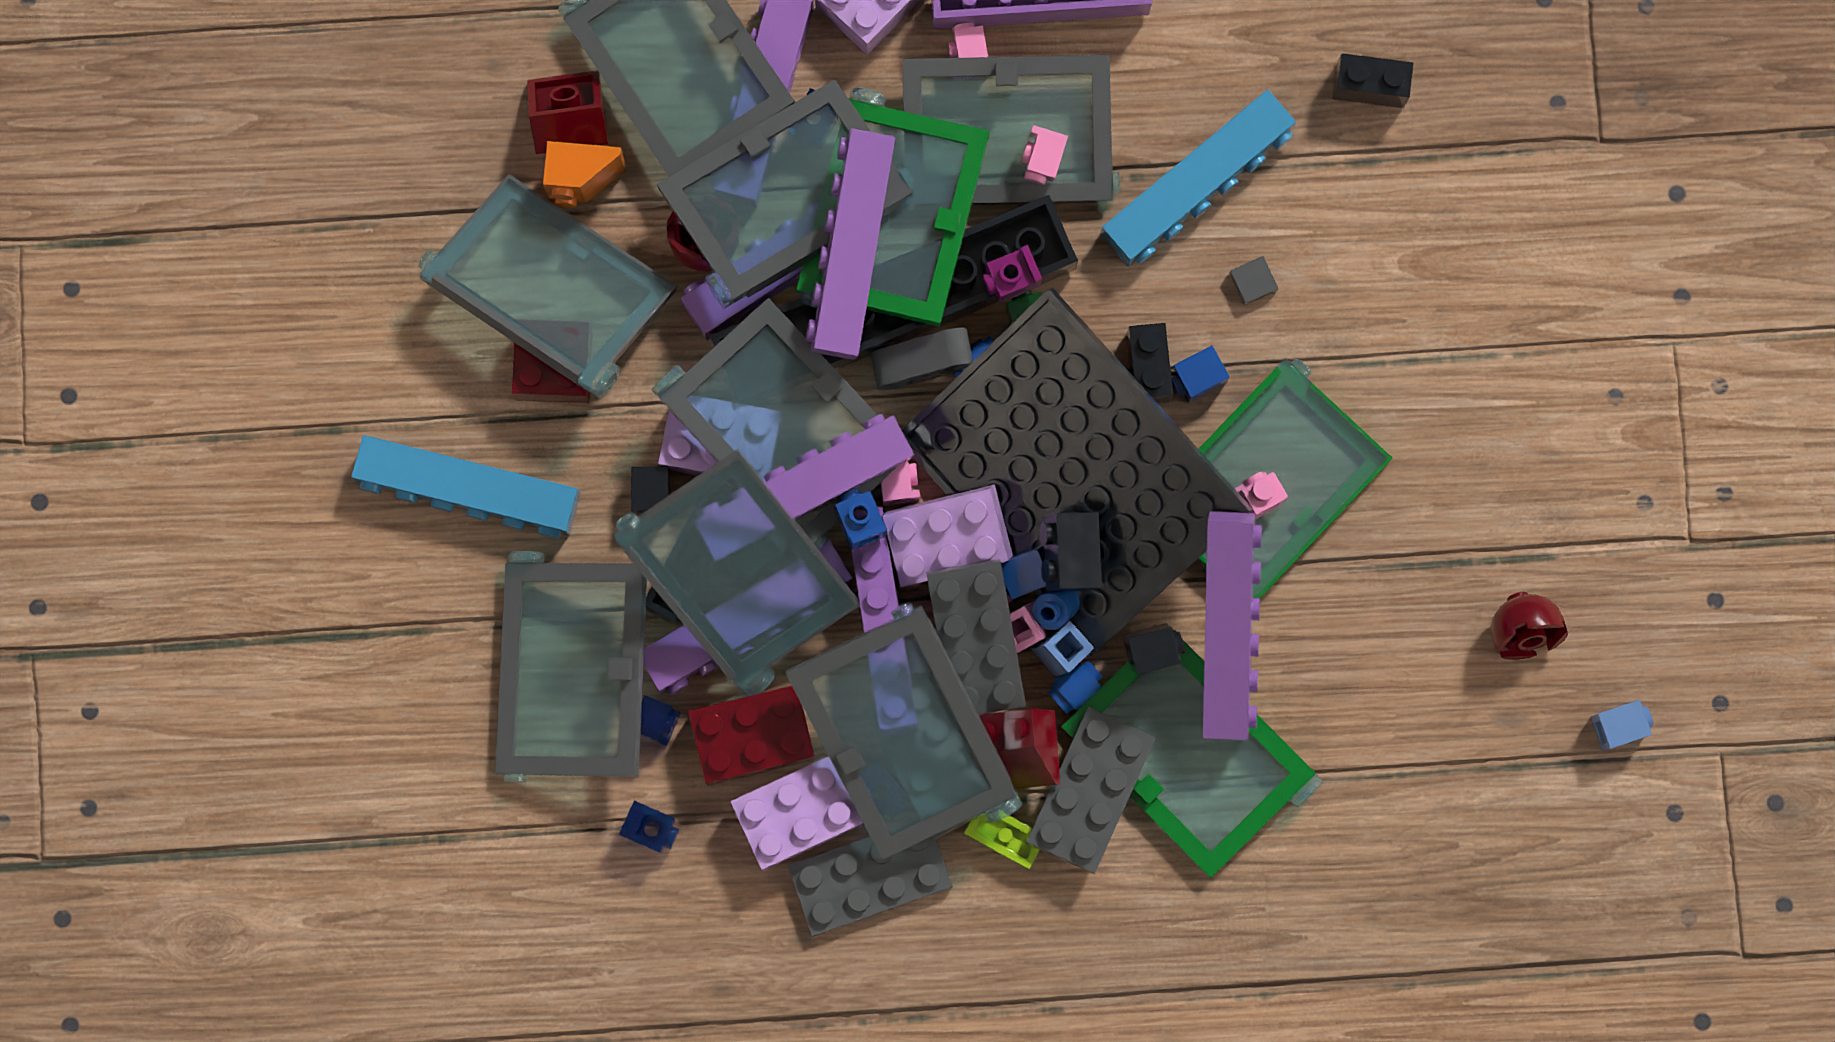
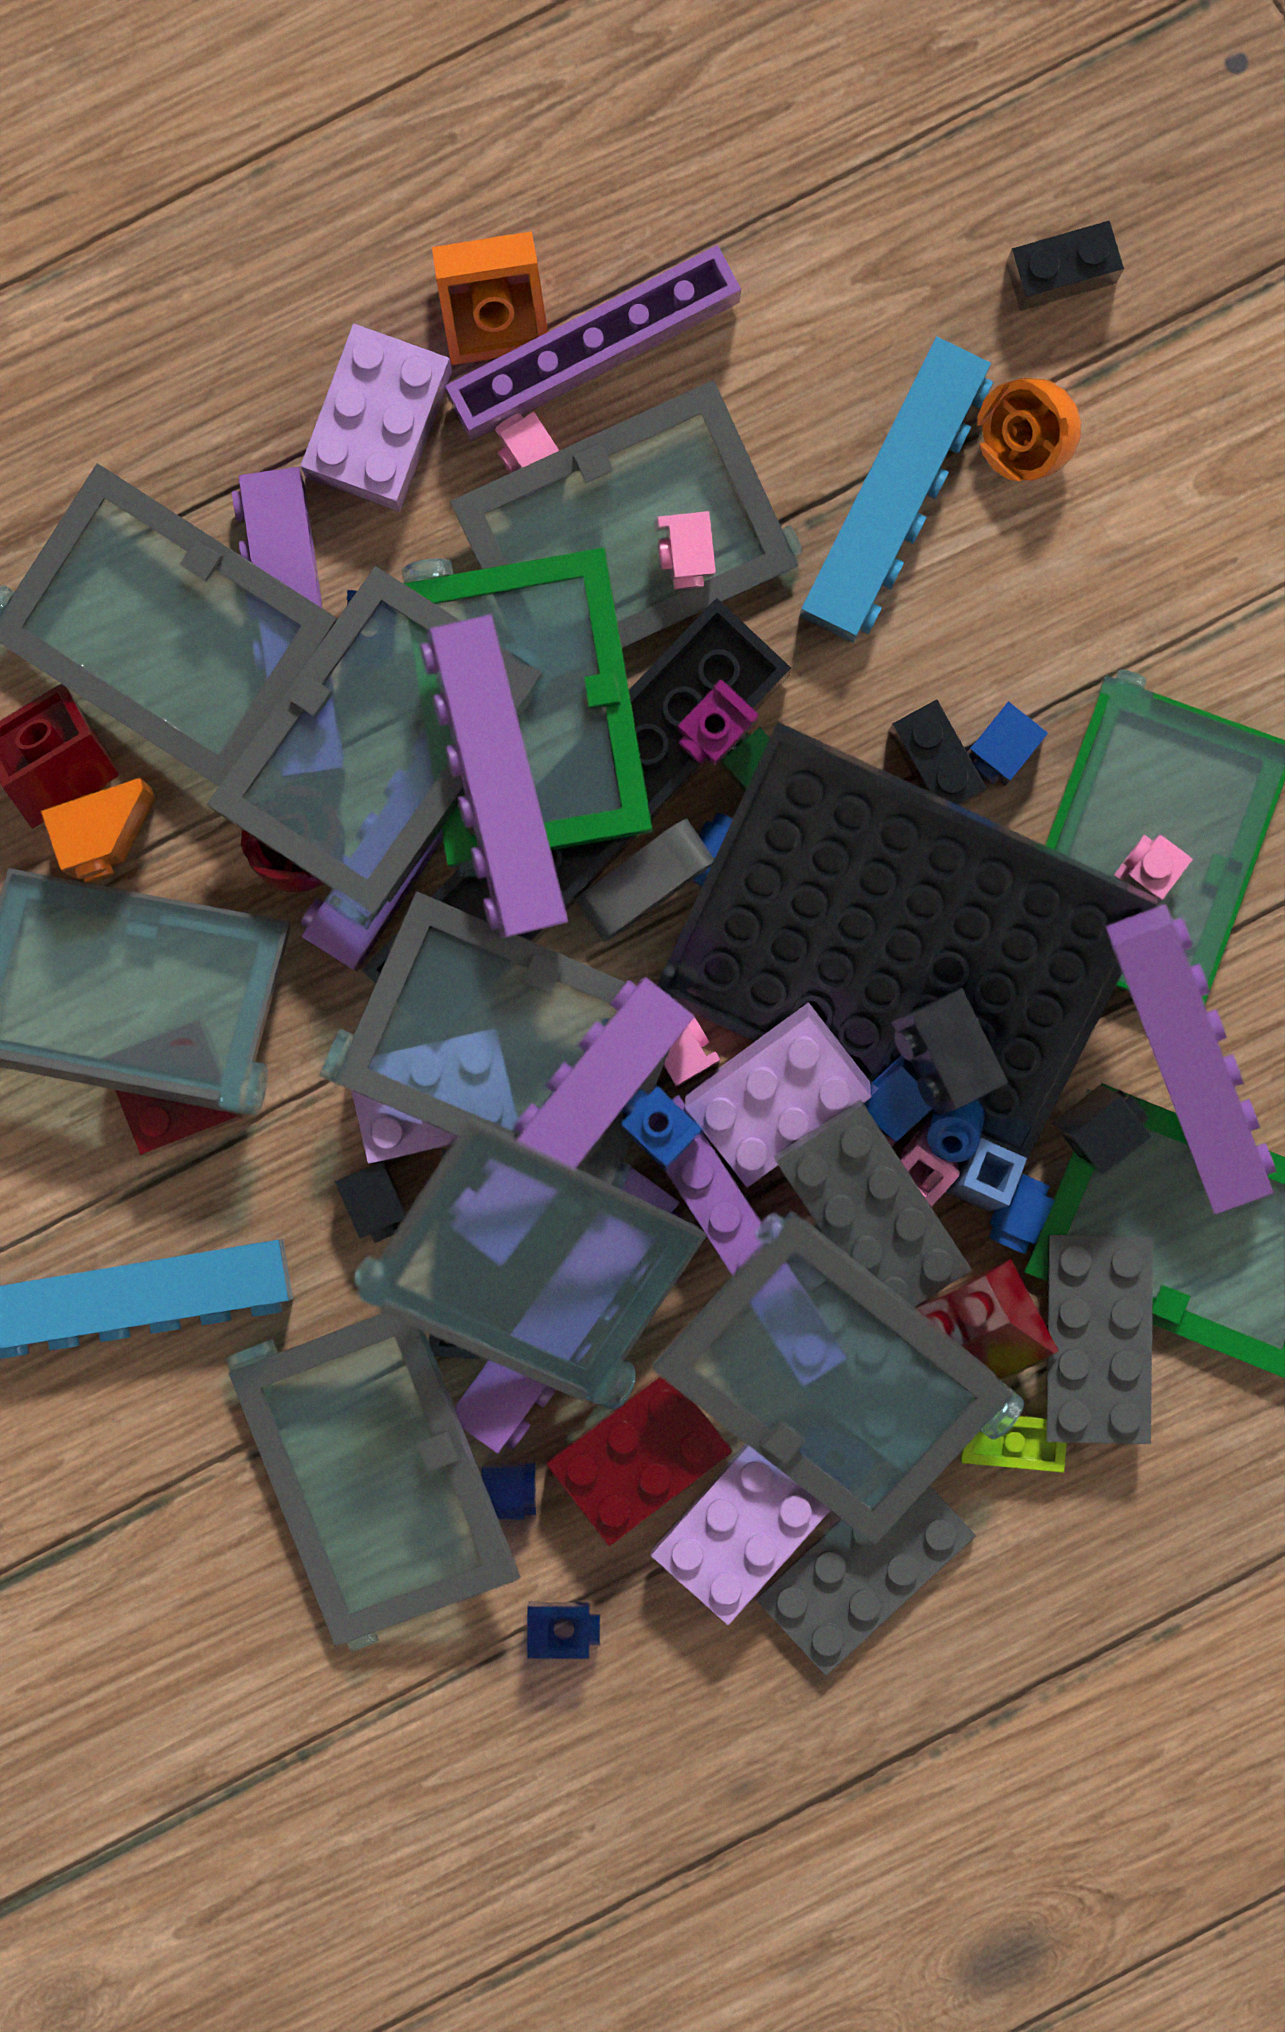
camera: 20 degrees left, 5 degrees up
(1253, 280) = (1022, 591): dark grey tile -> none
(1303, 174) = (1029, 428): none -> orange cylinder

